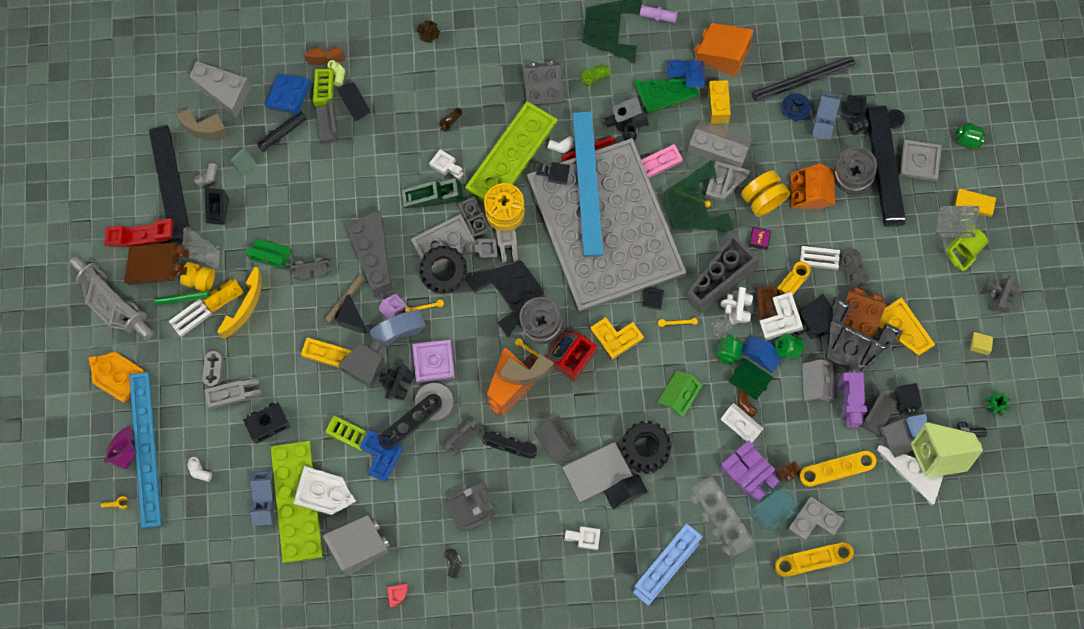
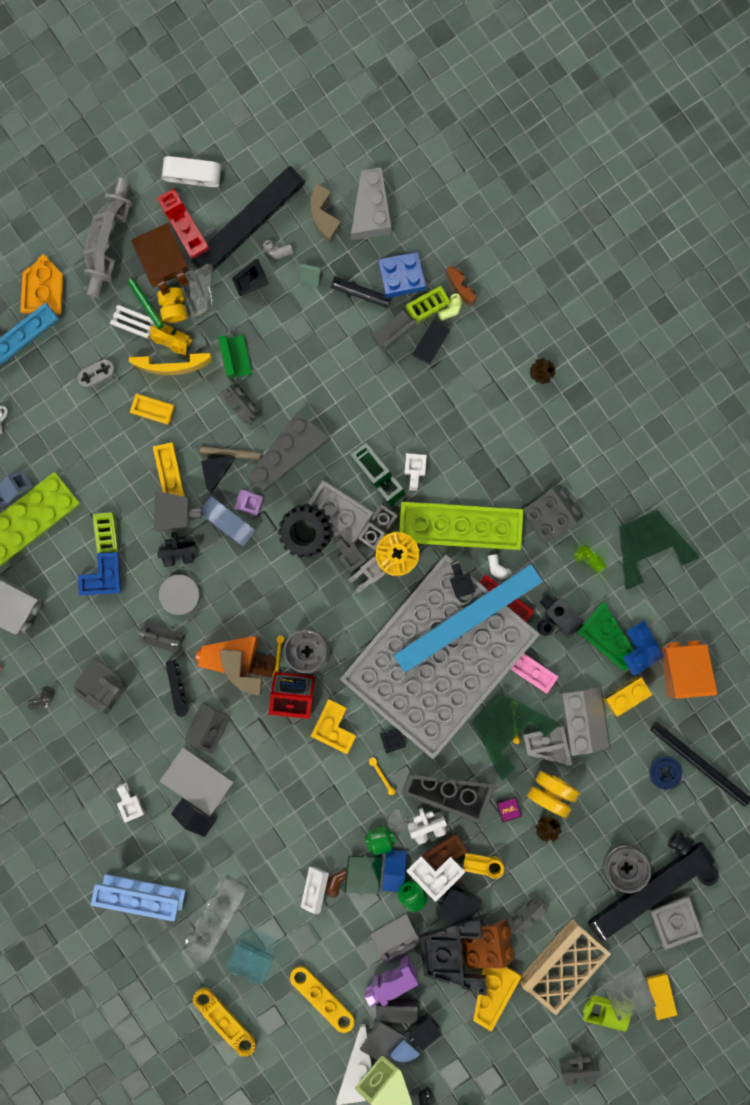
camera: 55 degrees right, 15 degrees up
(102, 206) = (191, 171): none -> white beam
(230, 393) = (82, 404): light grey hinge -> none
(270, 341) = (152, 409): none -> yellow tile
(277, 424) = (61, 451): black brick -> none
(322, 491) = (37, 544): white tile -> none
(410, 421) = (146, 582): black beam -> none
(433, 361) = (216, 571): lavender plate -> none
(439, 303) = (253, 519): yellow hinge -> none
(450, 119) = (465, 446): dark brown arm -> none
(514, 285) = (331, 605): black wing -> none
(651, 431) = (235, 831): black tyre -> none
(658, 14) = (690, 584): lavender pin -> none
(680, 392) = (313, 815): bright green panel -> none
(749, 471) = (271, 928): medium lavender hips -> none
(788, 472) = (291, 957): reddish brown plate -> none
(792, 214) = (548, 829): none -> dark brown gear
(805, 249) = (527, 892): white tile -> none
(812, 187) = (588, 833): orange slope -> none
(814, 515) = (266, 998): light grey plate -> none
(826, 115) = (672, 806): sand blue brick -> none
(856, 105) = (700, 830): black plate -> none
(897, 264) = (548, 959): none -> tan fence
(970, 136) = (729, 959): green head -> none
(981, 343) = (520, 1072): light yellow slope -> none

